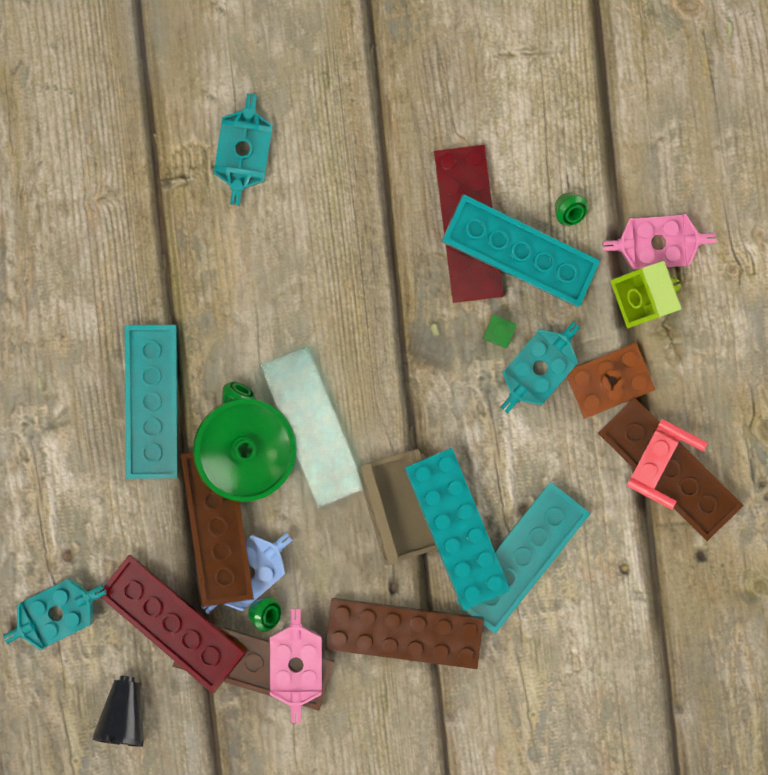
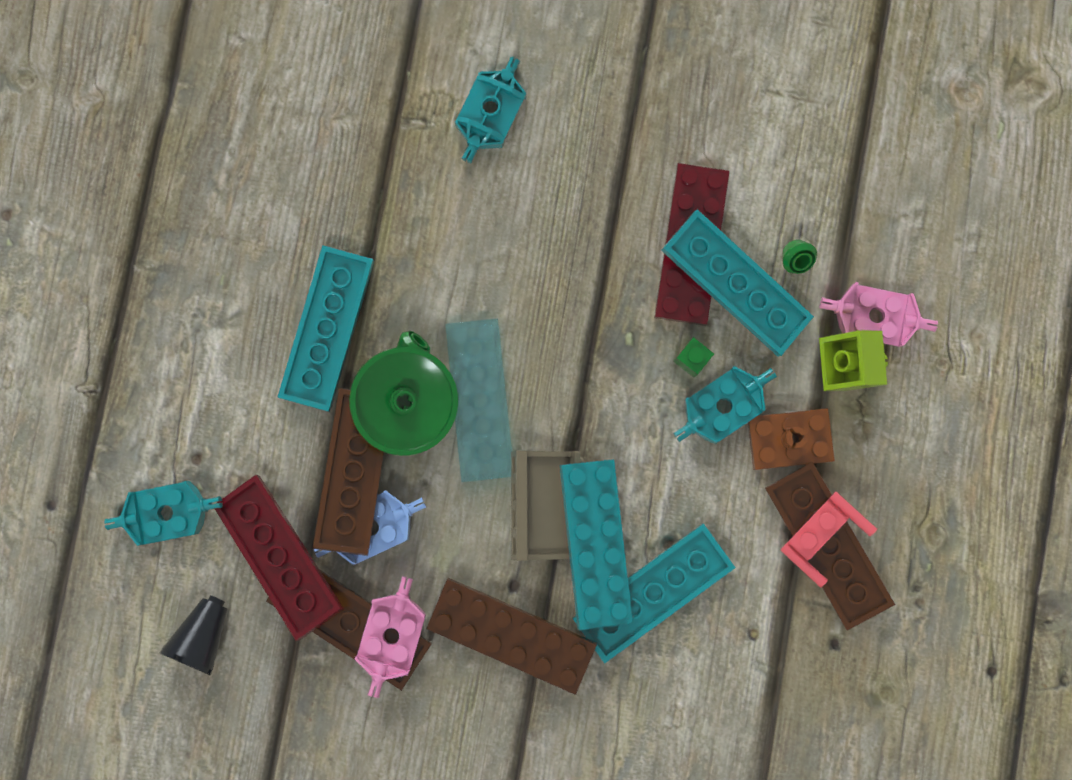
camera: 10 degrees right, 5 degrees down
(265, 613) = (375, 574): green cone -> none

